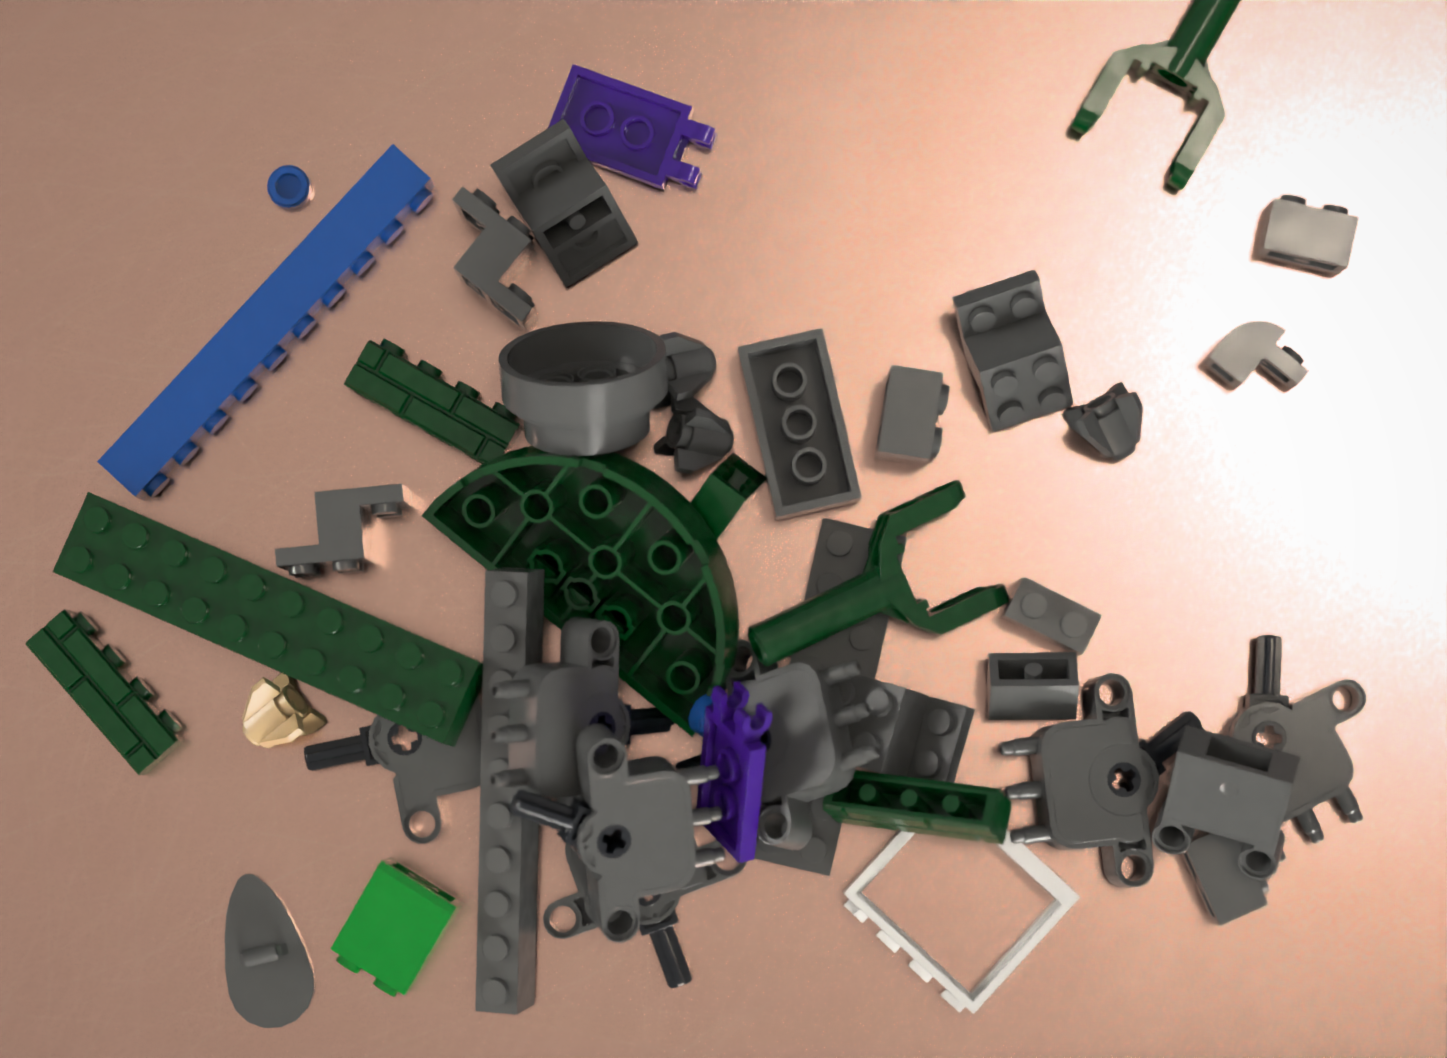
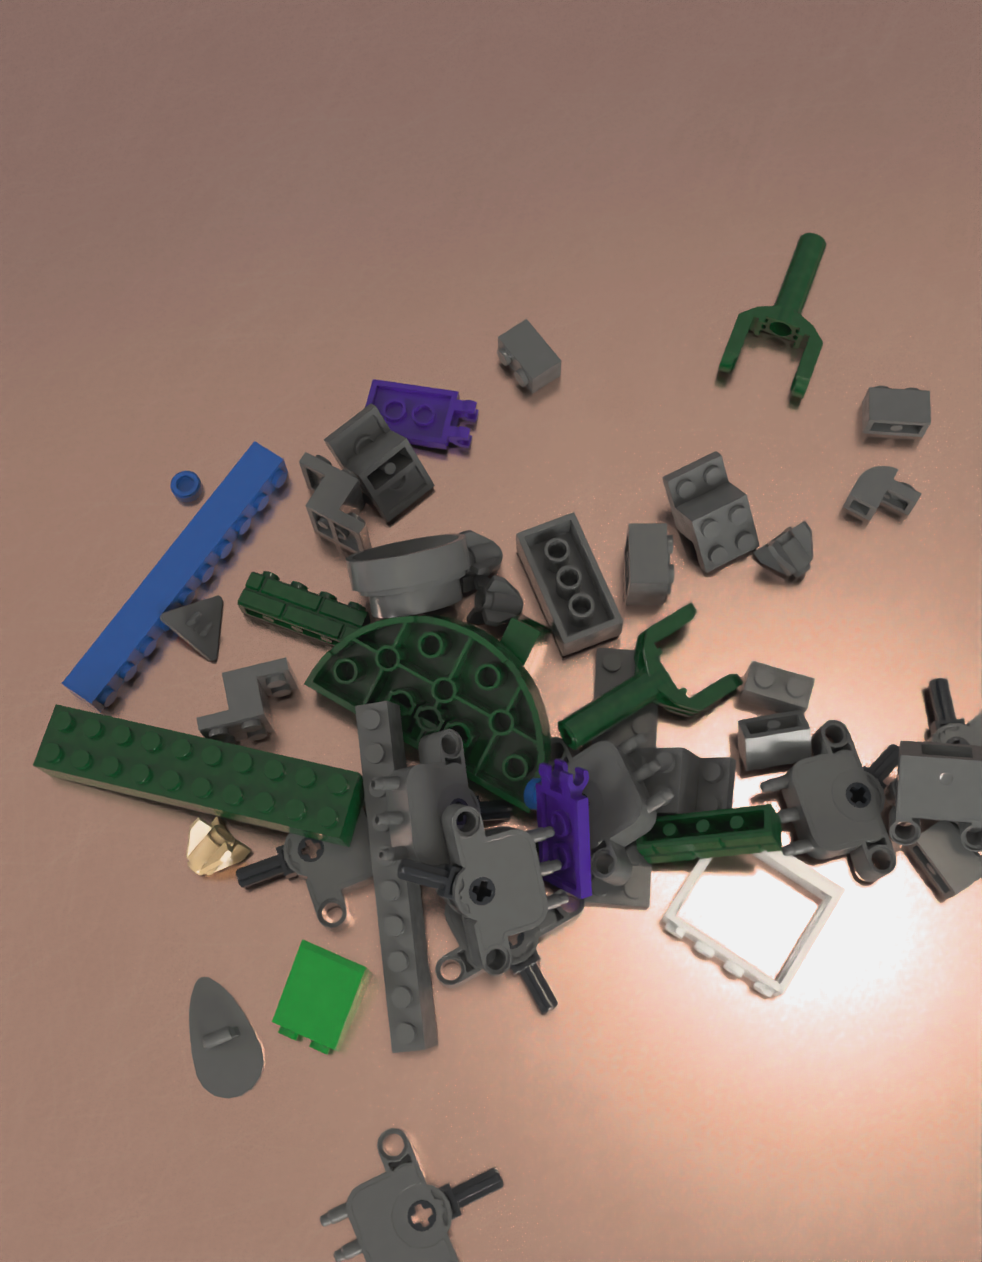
camera: 10 degrees left, 15 degrees down
(105, 691) = (81, 852): dark green brick -> none
(287, 400) = (197, 625): none -> dark grey piece
(801, 65) = (528, 356): none -> dark grey brick

